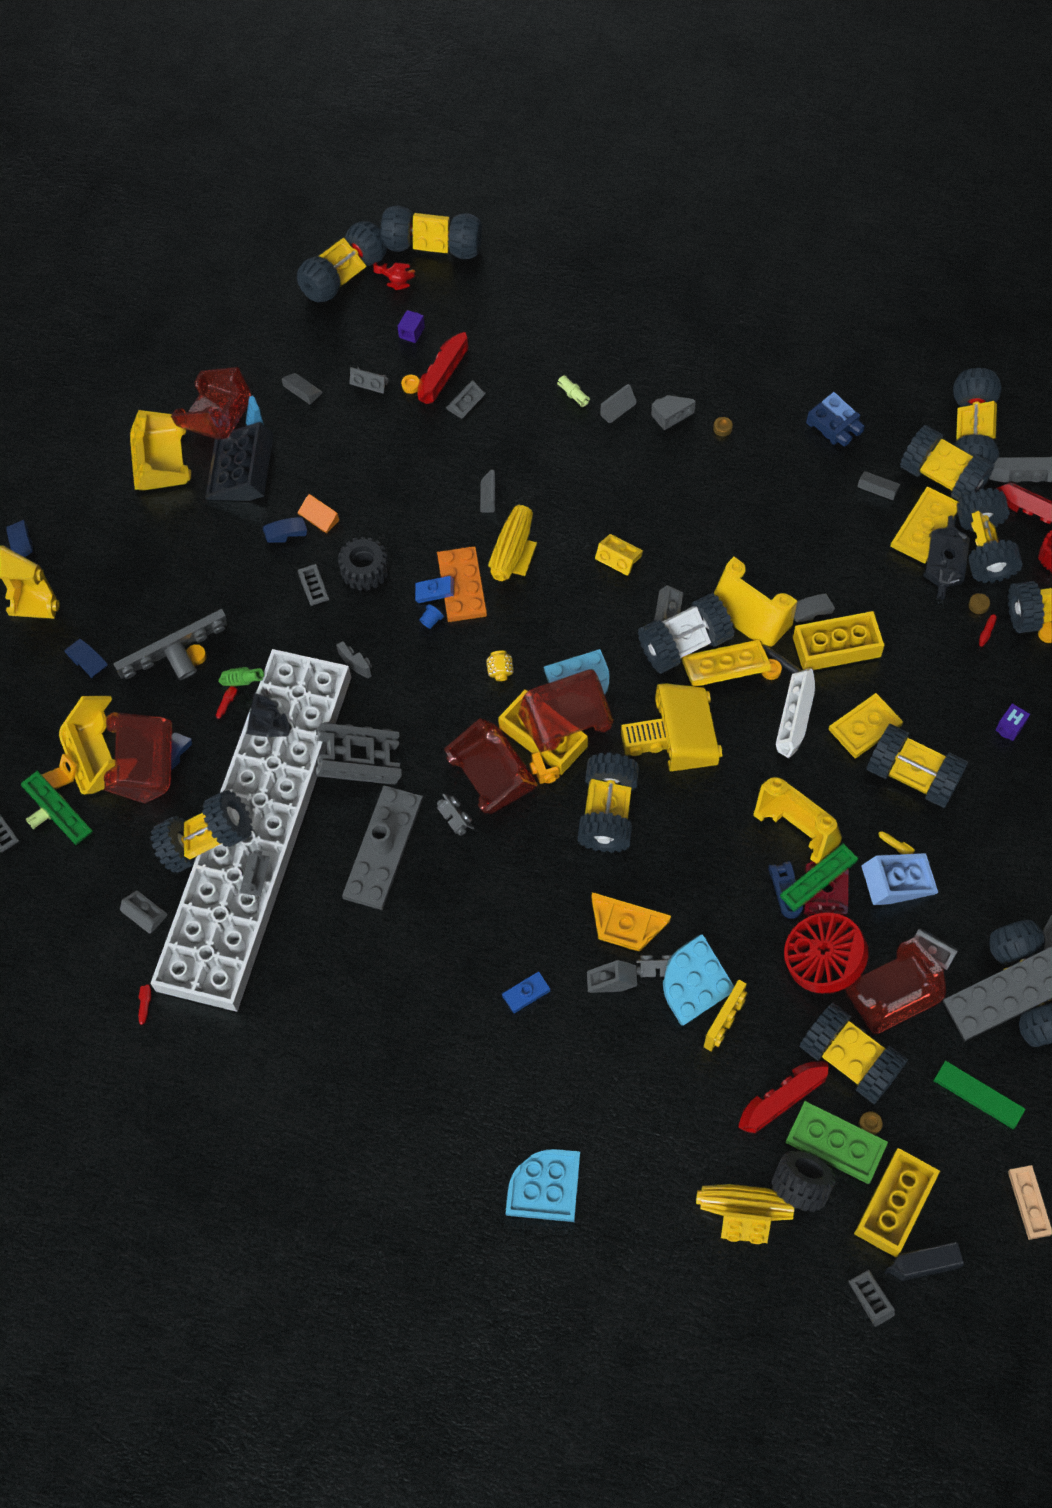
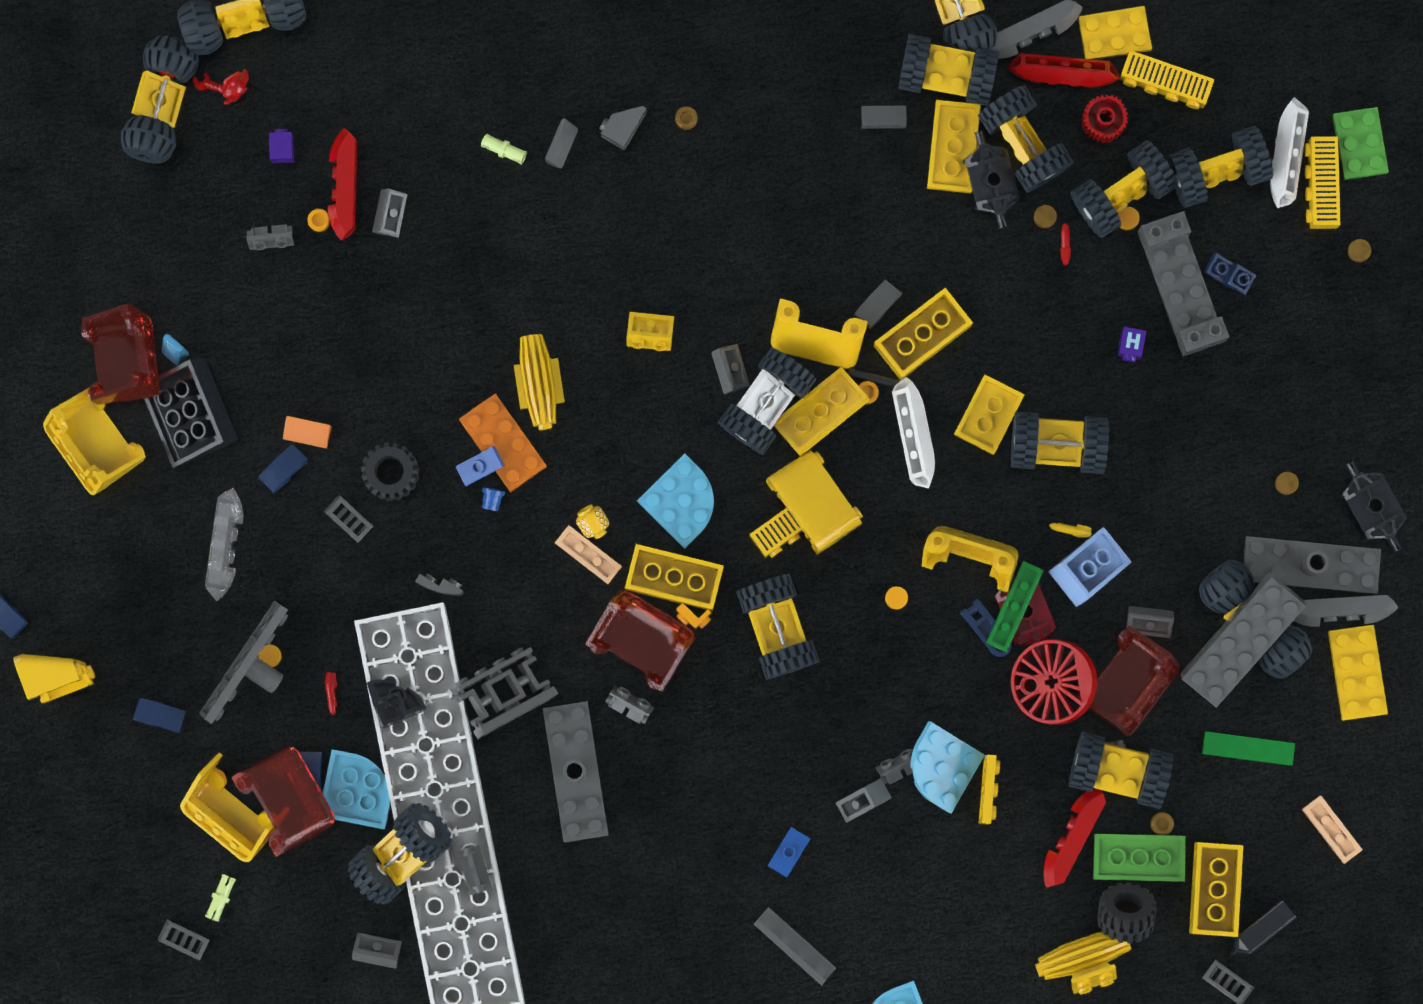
camera: 30 degrees left, 20 degrees up
(56, 808) = (231, 891): green tile -> none
(61, 775) = (210, 854): light orange bracket -> none
(198, 777) = (356, 790): none -> medium azure plate
(208, 559) = (227, 514): none -> clear brick
(240, 676) = (335, 663): bright green hinge -> none
(301, 388) = (200, 281): dark grey slope -> none
(483, 689) = (588, 554): none -> light nougat plate
(487, 501) = (475, 321): dark grey slope -> none
(490, 1073) = (794, 946): none -> dark grey fence
(565, 709) = (692, 552): clear red windscreen -> none
(626, 923) = (850, 738): light orange wing -> none
(720, 831) = (896, 598): none -> light orange tile
(835, 420) = (804, 56): dark blue hips -> none

